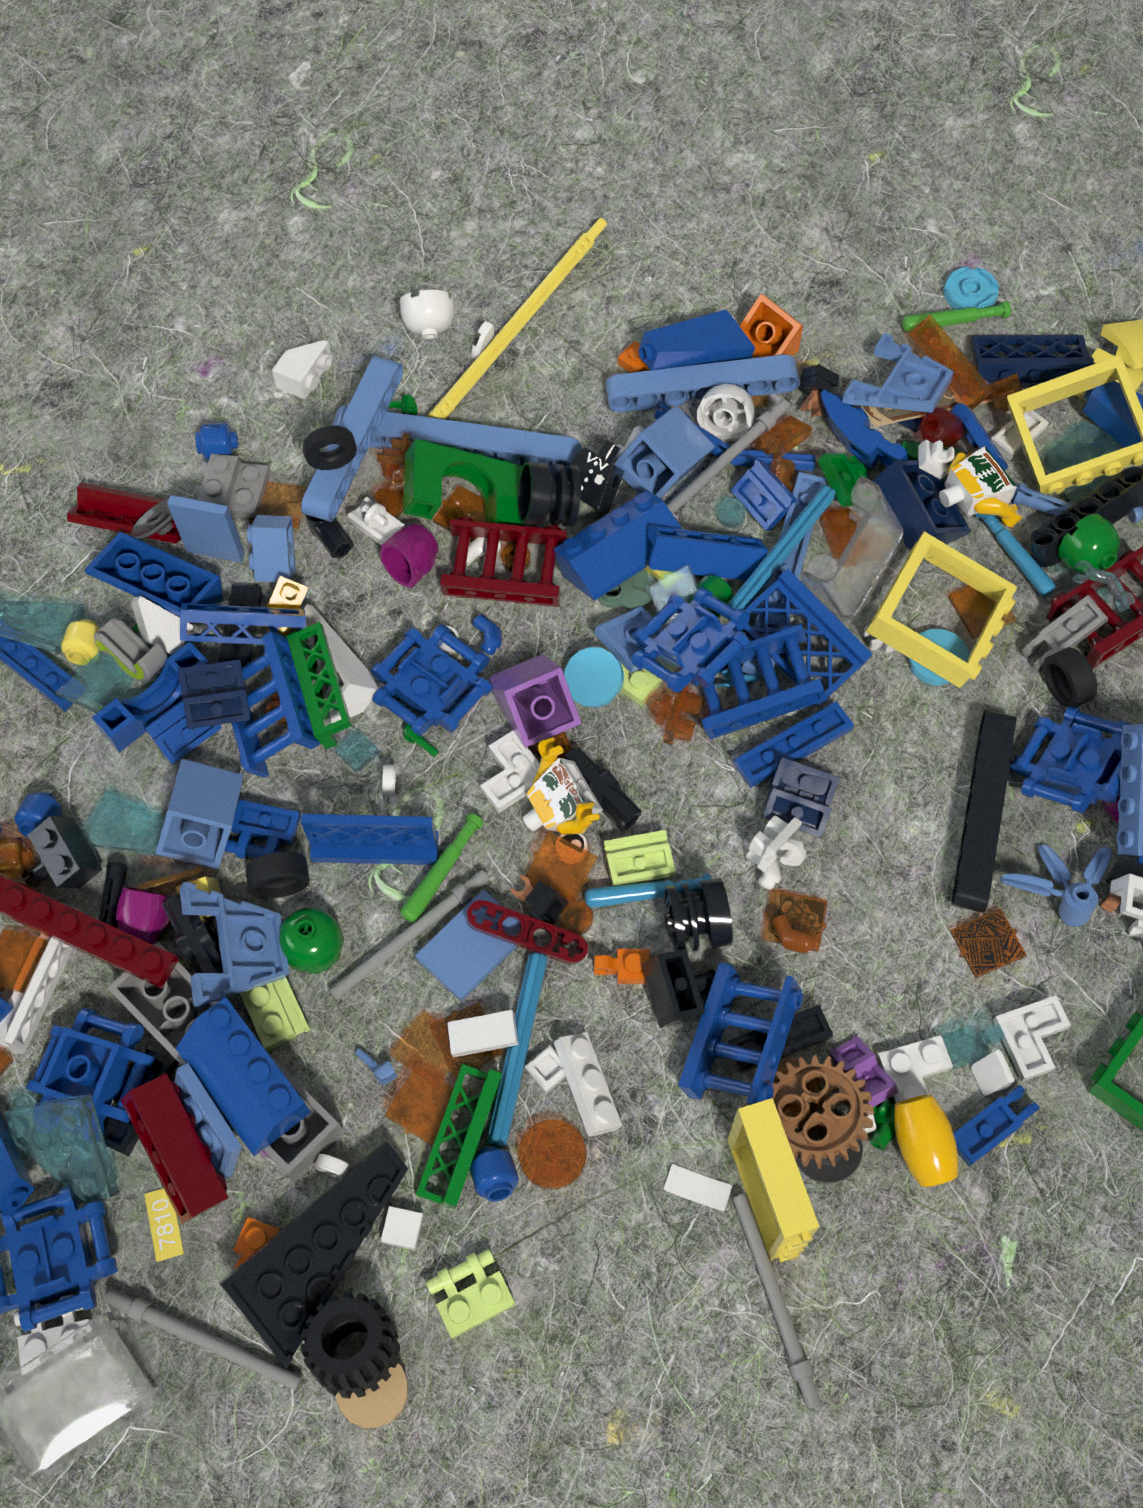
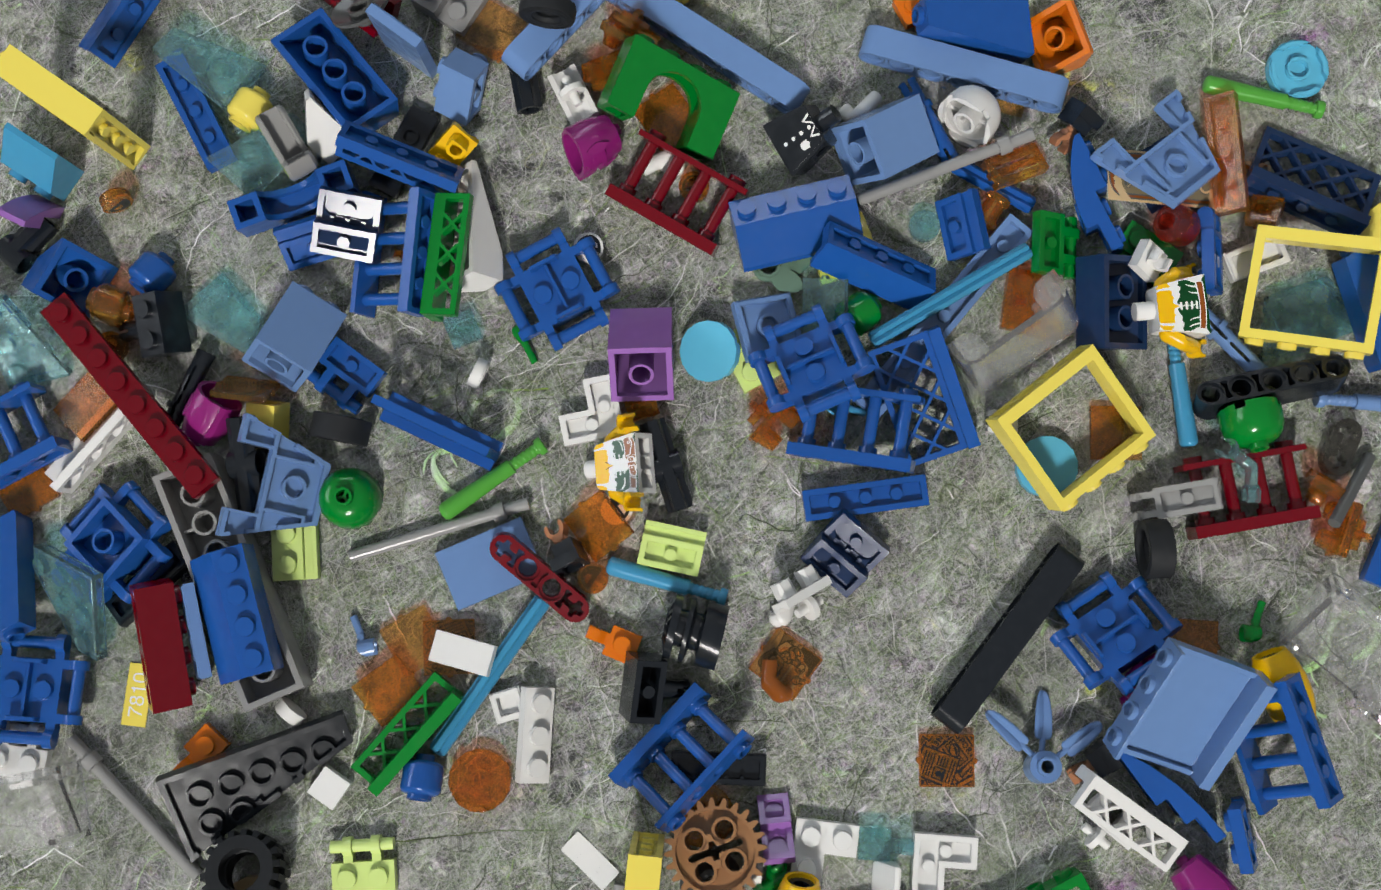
camera: 25 degrees right, 20 degrees up
(491, 633) = (636, 260): blue arm -> none
(548, 494) = (751, 148): black wheel -> none

